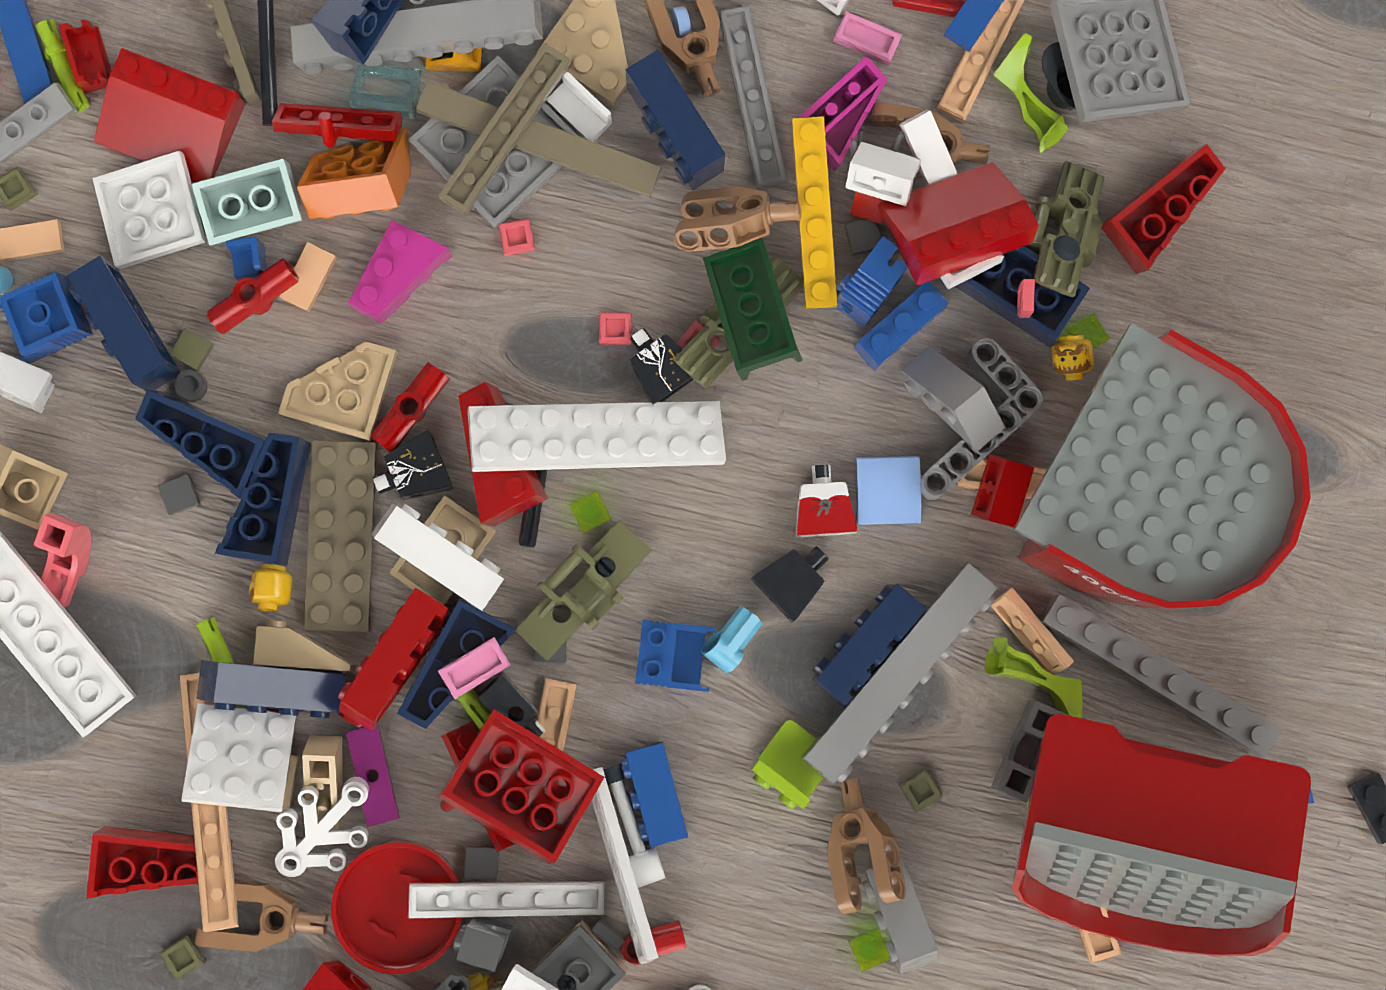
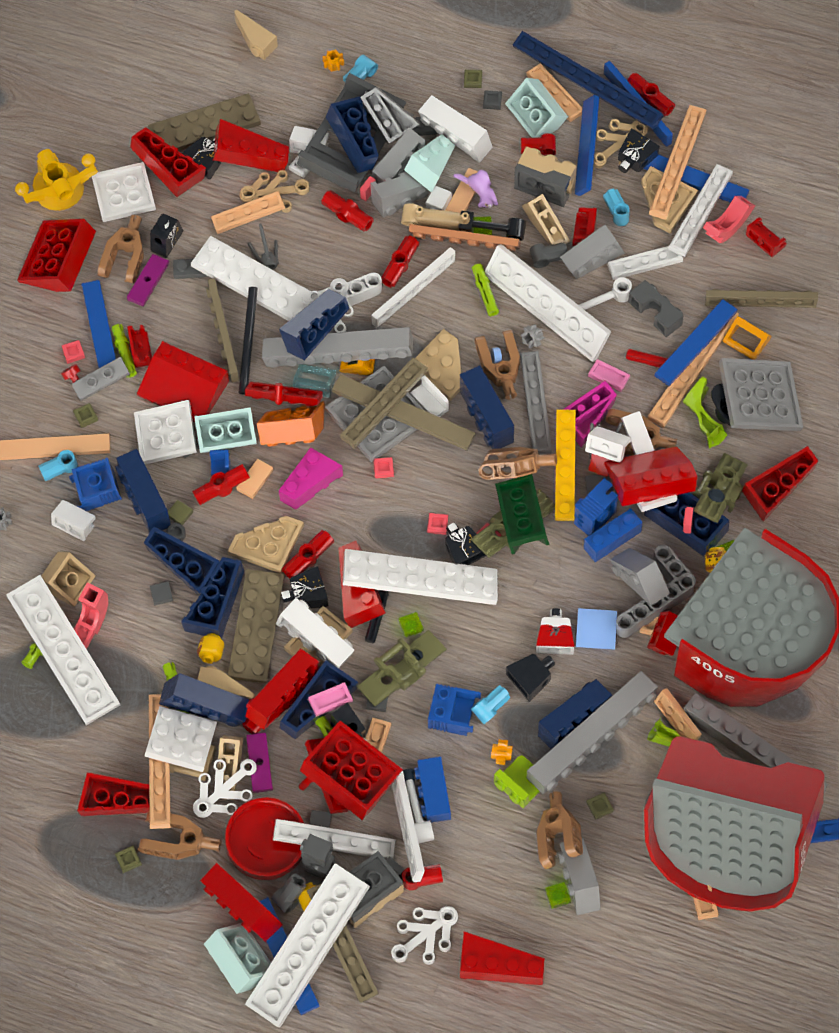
camera: 15 degrees right, 20 degrees down
(758, 720) = (501, 752): none -> light orange gear

